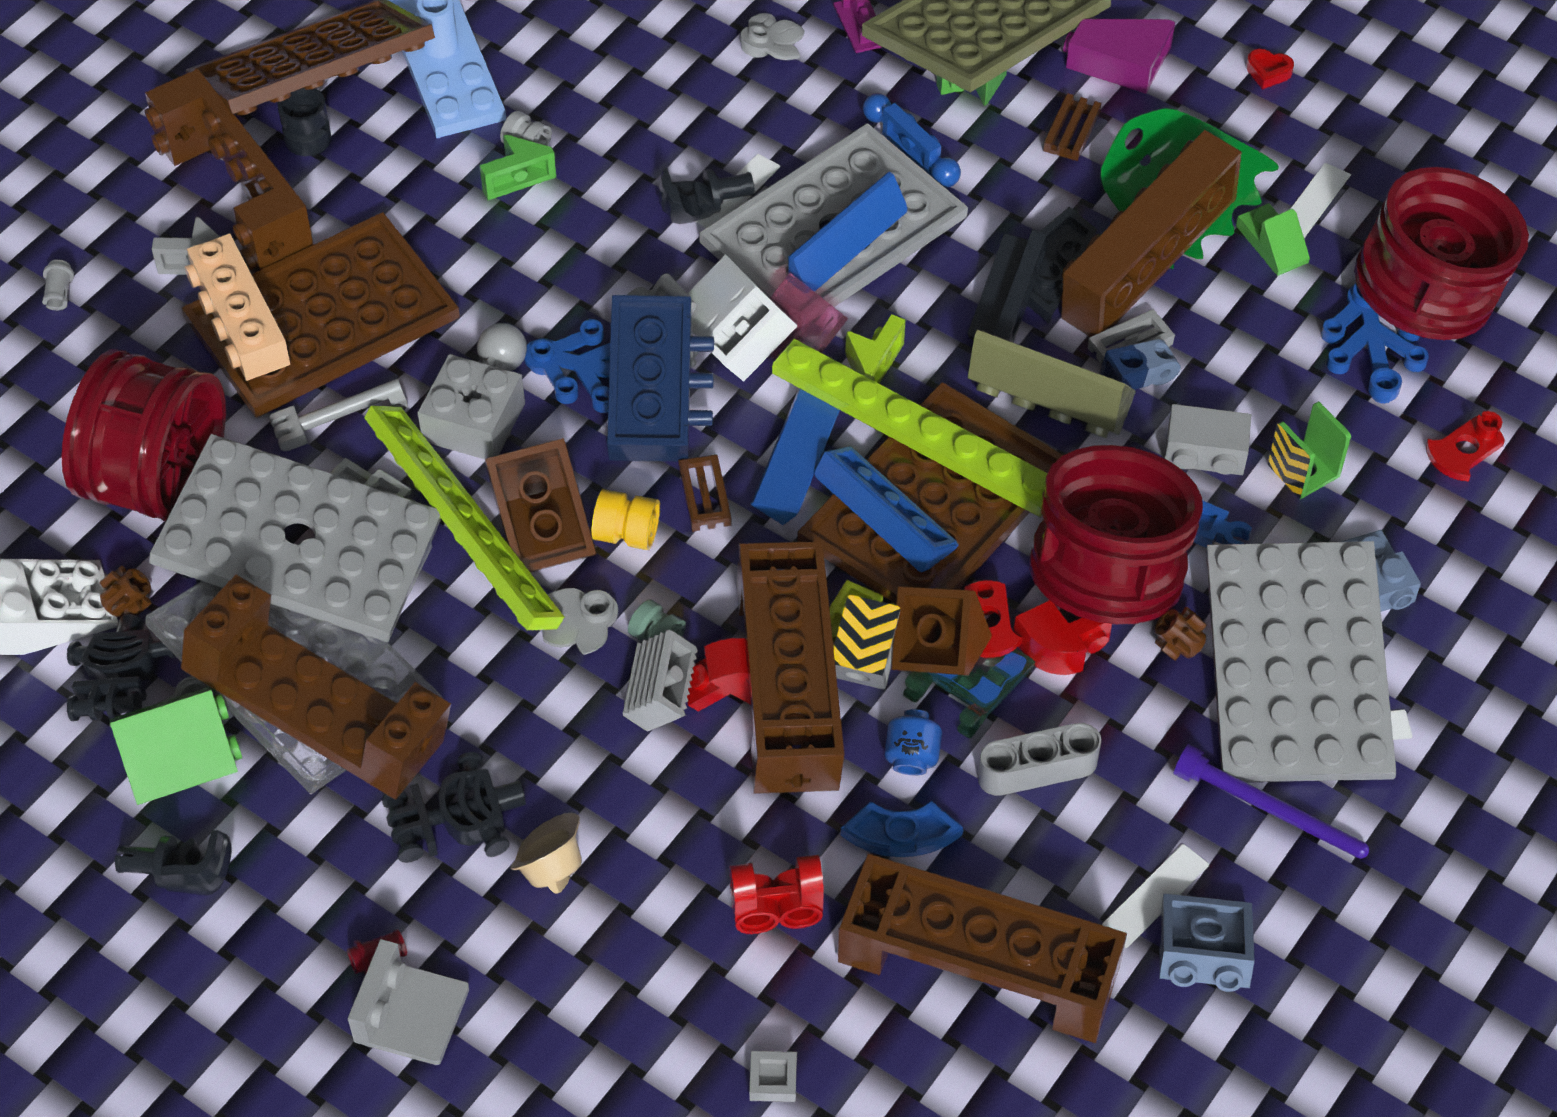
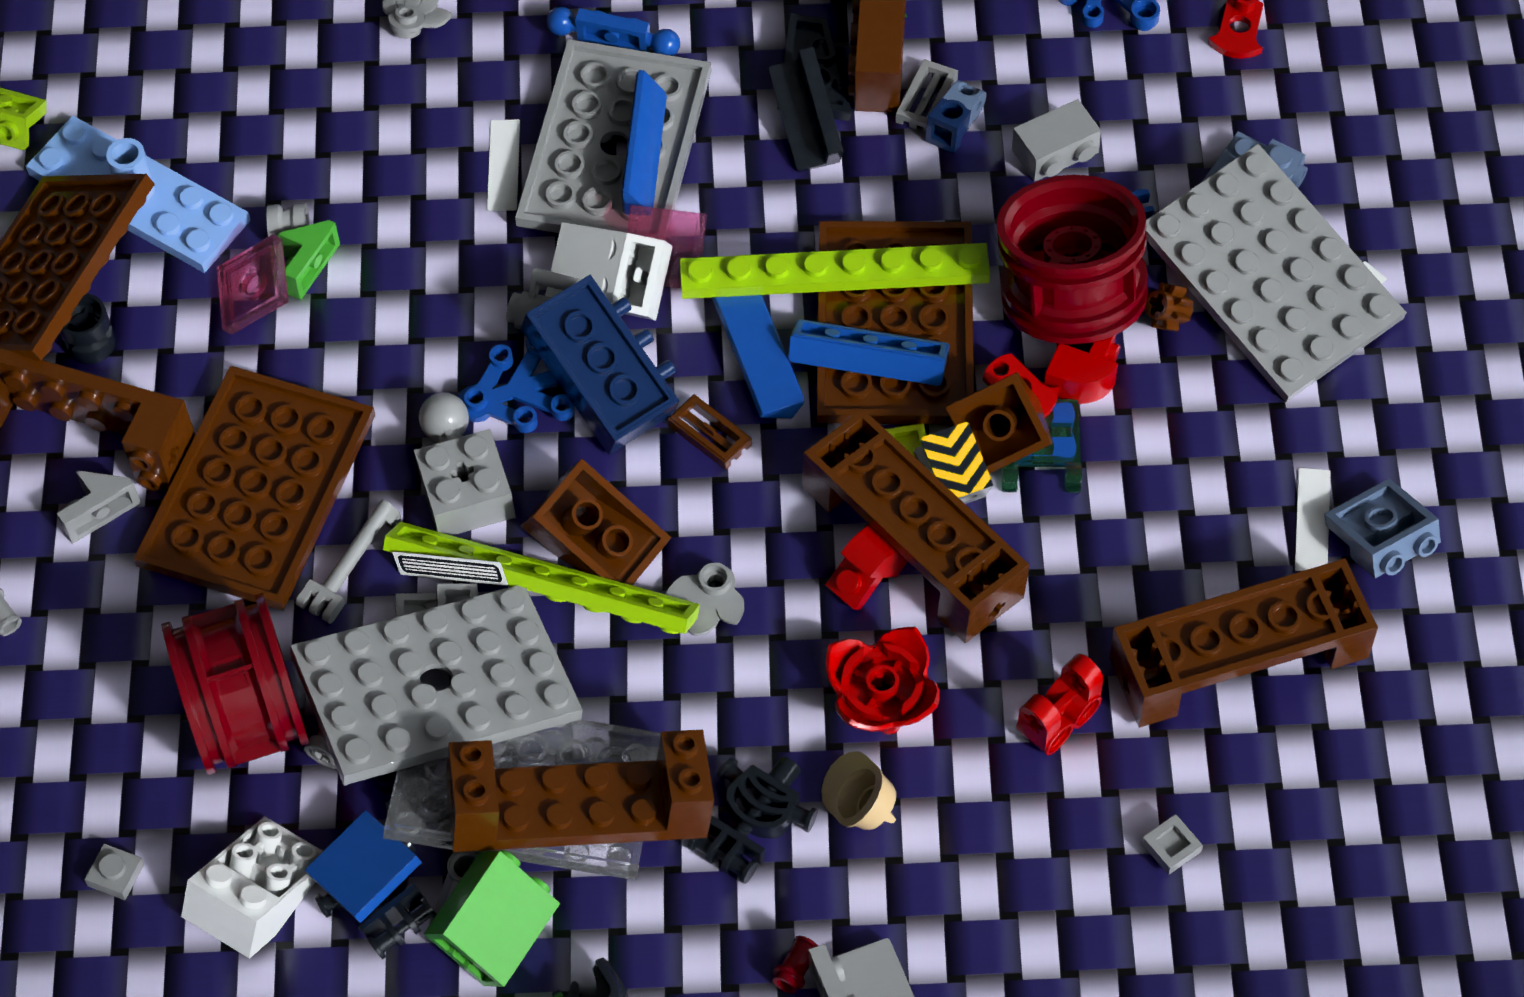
camera: 35 degrees left, 5 degrees up
(115, 640) = (362, 866): none -> blue tile
(125, 592) = (320, 825): reddish brown gear -> none
(237, 307) = (192, 525): light nougat brick -> none
(398, 463) = (450, 568): none -> sticker
(454, 162) = (252, 284): none -> clear pink tile
(631, 520) = (680, 492): yellow wheel -> none
(641, 751) = (896, 659): none -> red brick
(651, 620) = (786, 564): sand green wheel -> none
(660, 680) = (822, 603): light grey brick -> none
(696, 201) = (483, 191): black piece -> none
(876, 356) = (744, 233): lime slope -> none
(901, 832) = (1097, 598): blue tile -> none
(913, 743) = (1050, 523): blue head -> none
(1049, 383) = (908, 170): olive slope -> none
(1053, 745) = (1147, 488): light grey beam -> none
(1197, 767) = (1261, 402): dark purple piece -> none
(1323, 448) = (1143, 102): bright green piece -> none

